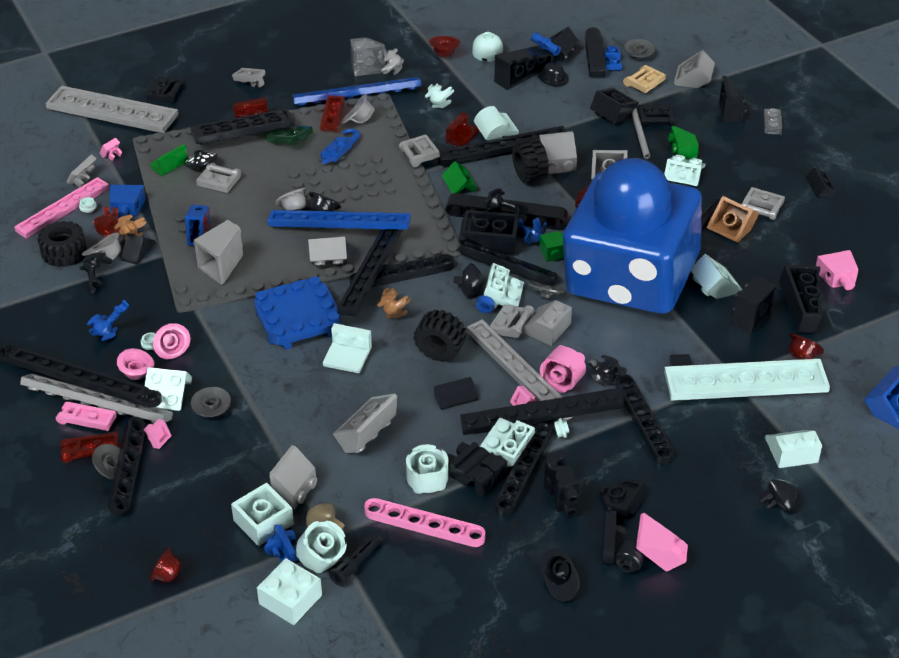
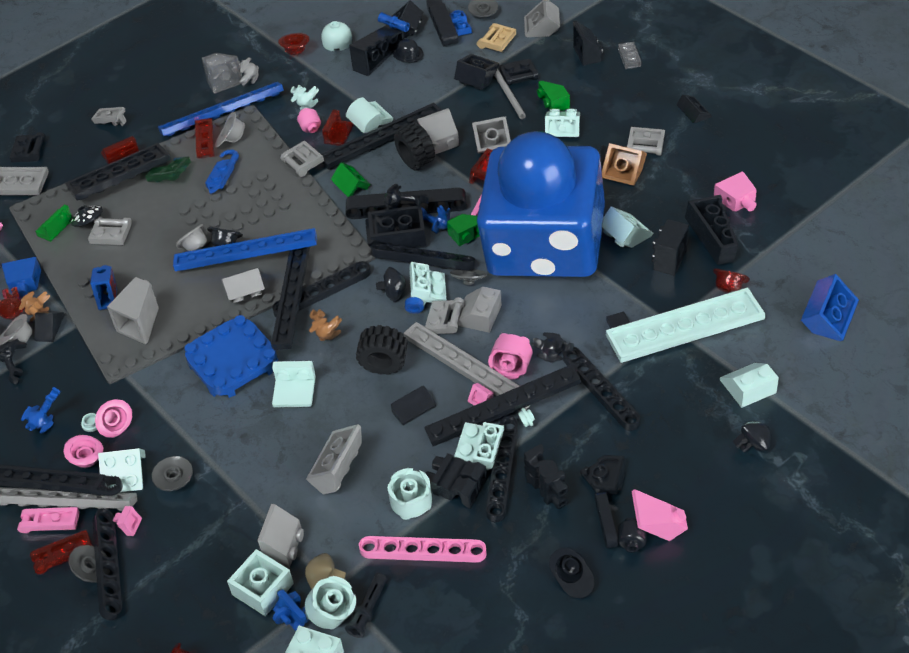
camera: 10 degrees left, 5 degrees up
(436, 117) = (309, 120): none -> bright pink head

